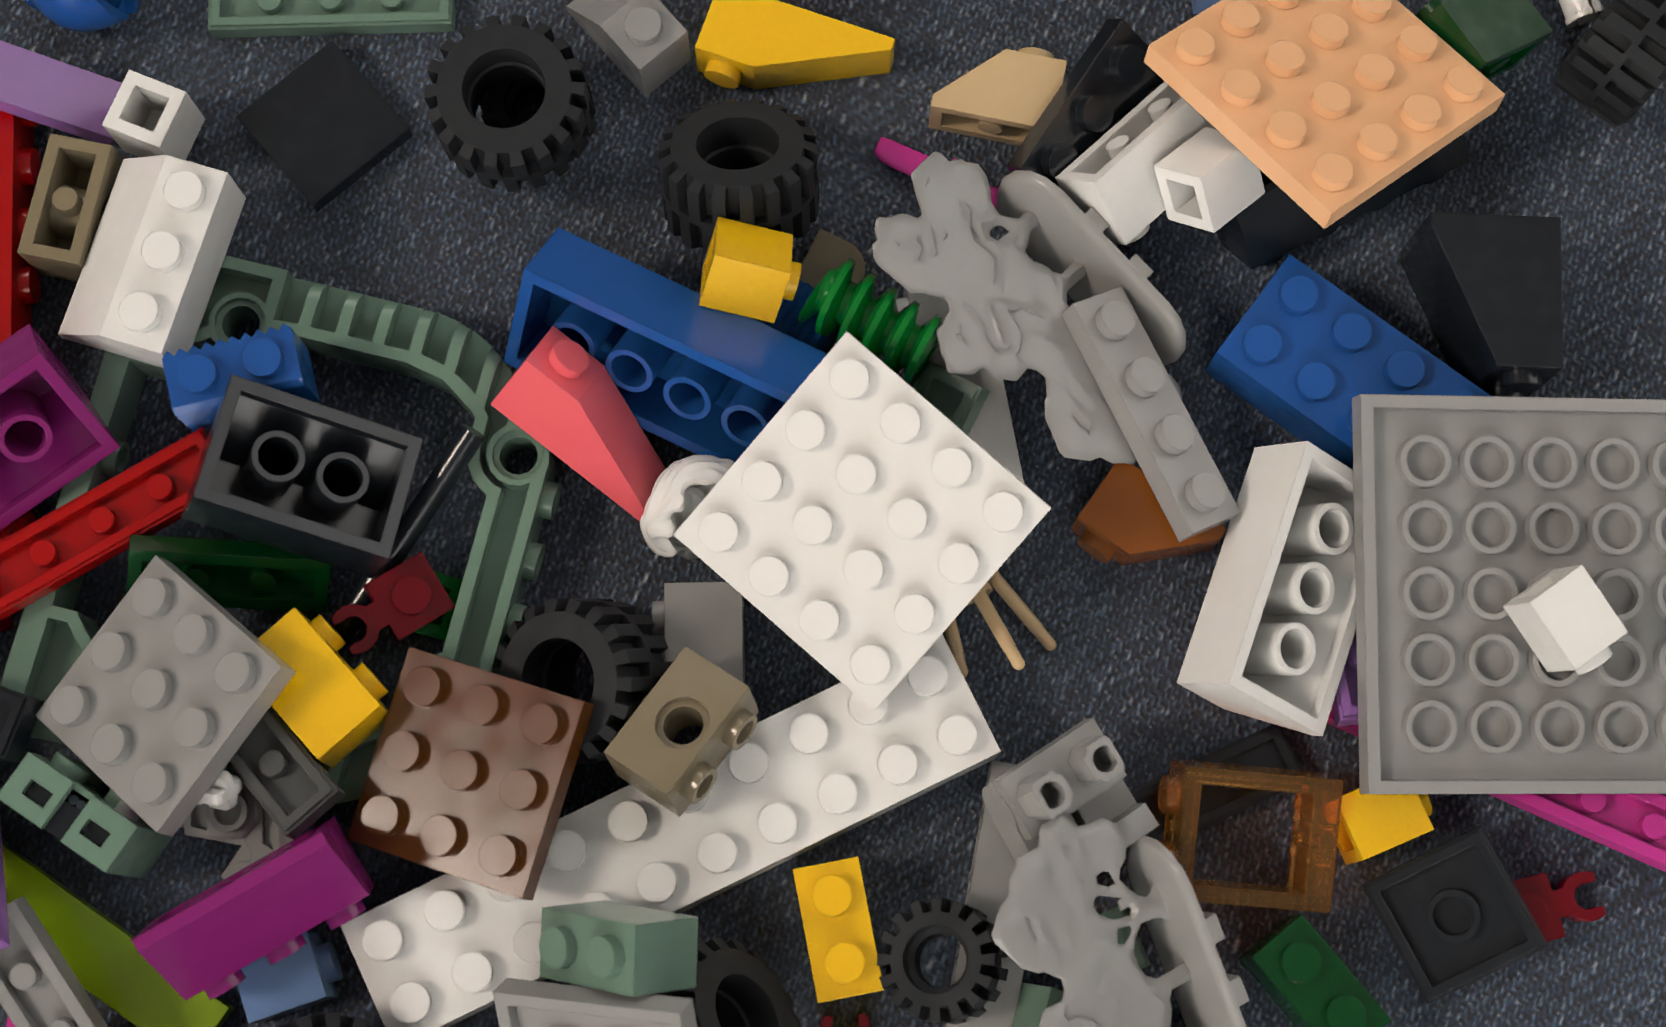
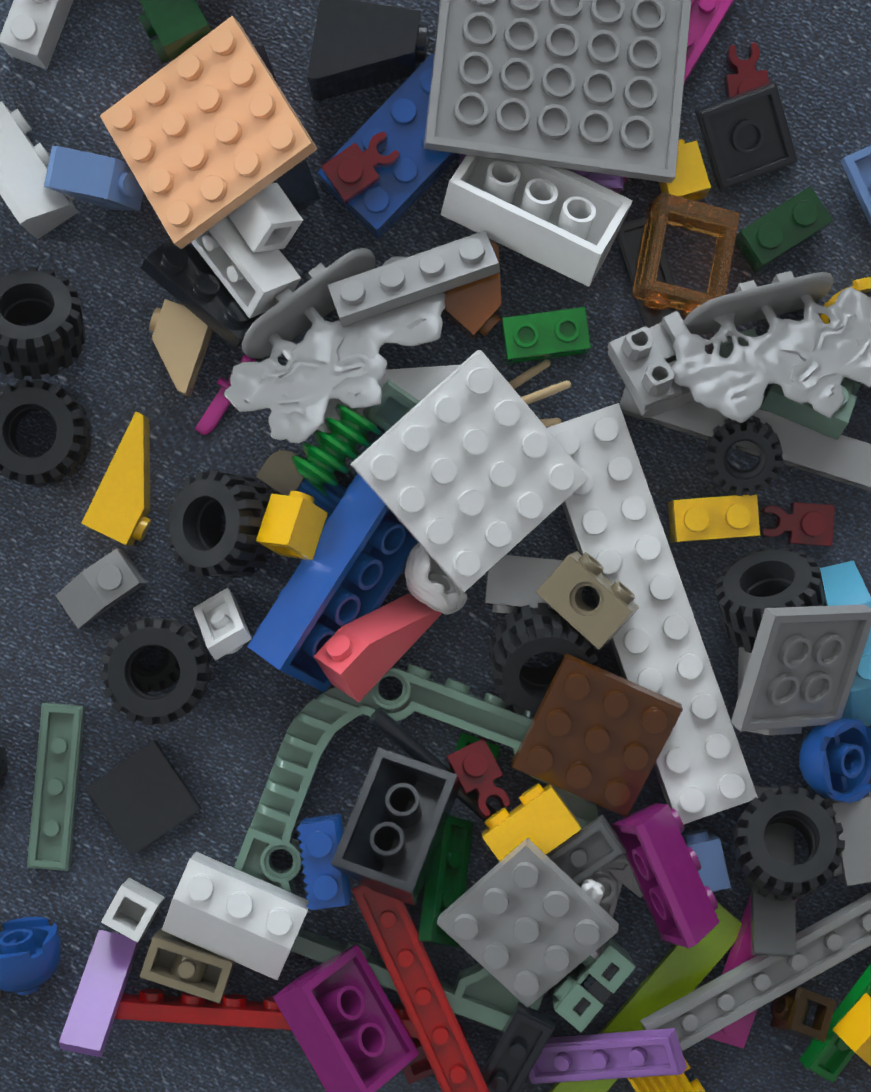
camera: 80 degrees left, 10 degrees up
(590, 197) = (222, 624): none -> white plate
(619, 947) = (722, 651): sand green brick -> none
(1091, 631) = (545, 335): none -> green brick
(1302, 302) = (354, 170): none -> dark red plate
(1566, 621) = (584, 37): white brick -> none

